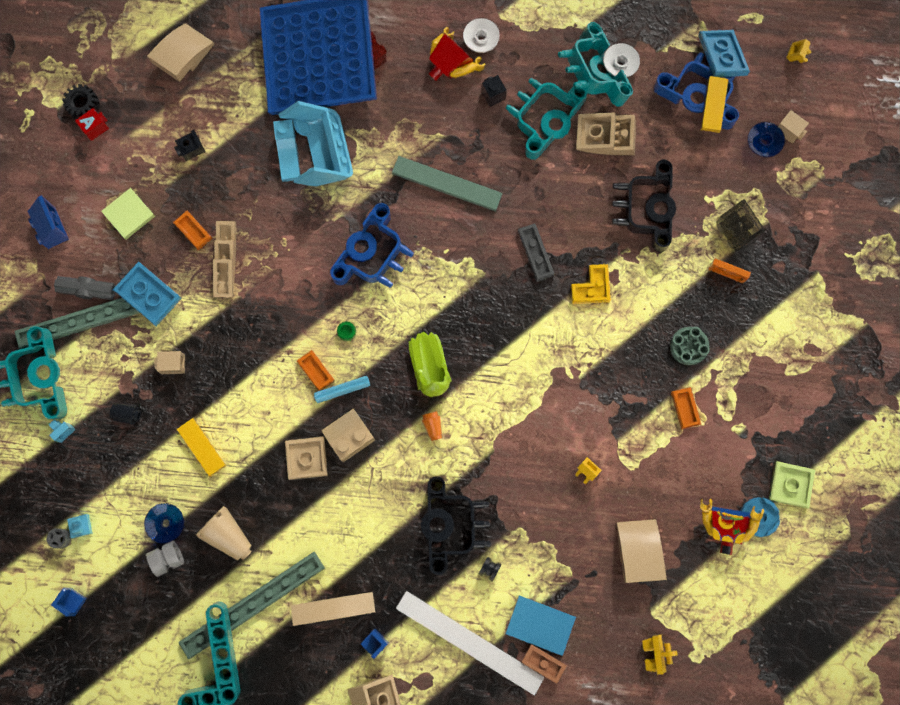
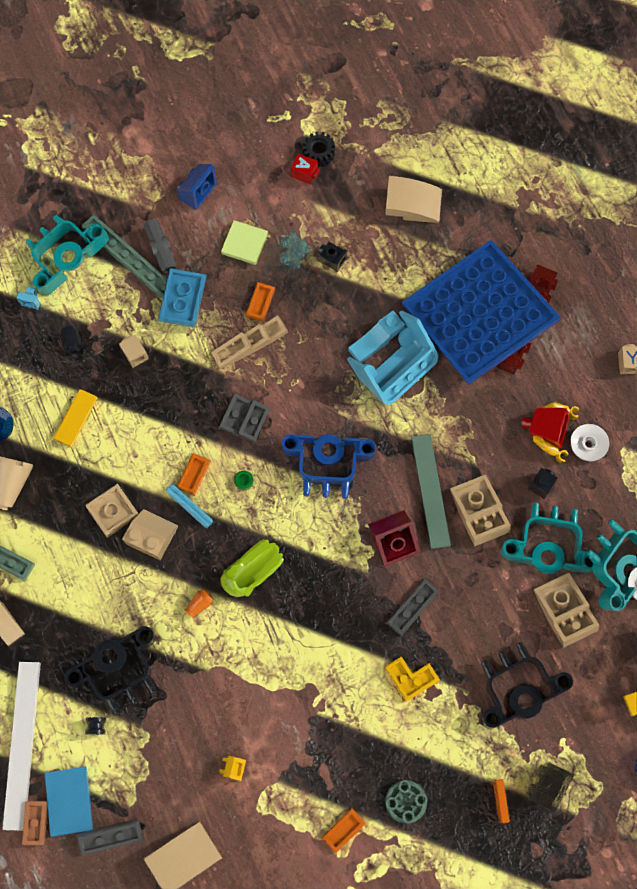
camera: 60 degrees right, 5 degrees down
(169, 180) = (297, 250): none -> clear light blue hips
(290, 300) = (244, 418): none -> dark grey slope
(470, 233) = (394, 538): none -> dark red slope
(486, 152) = (480, 510): none -> tan slope
(589, 604) = (109, 837): none -> dark grey tile

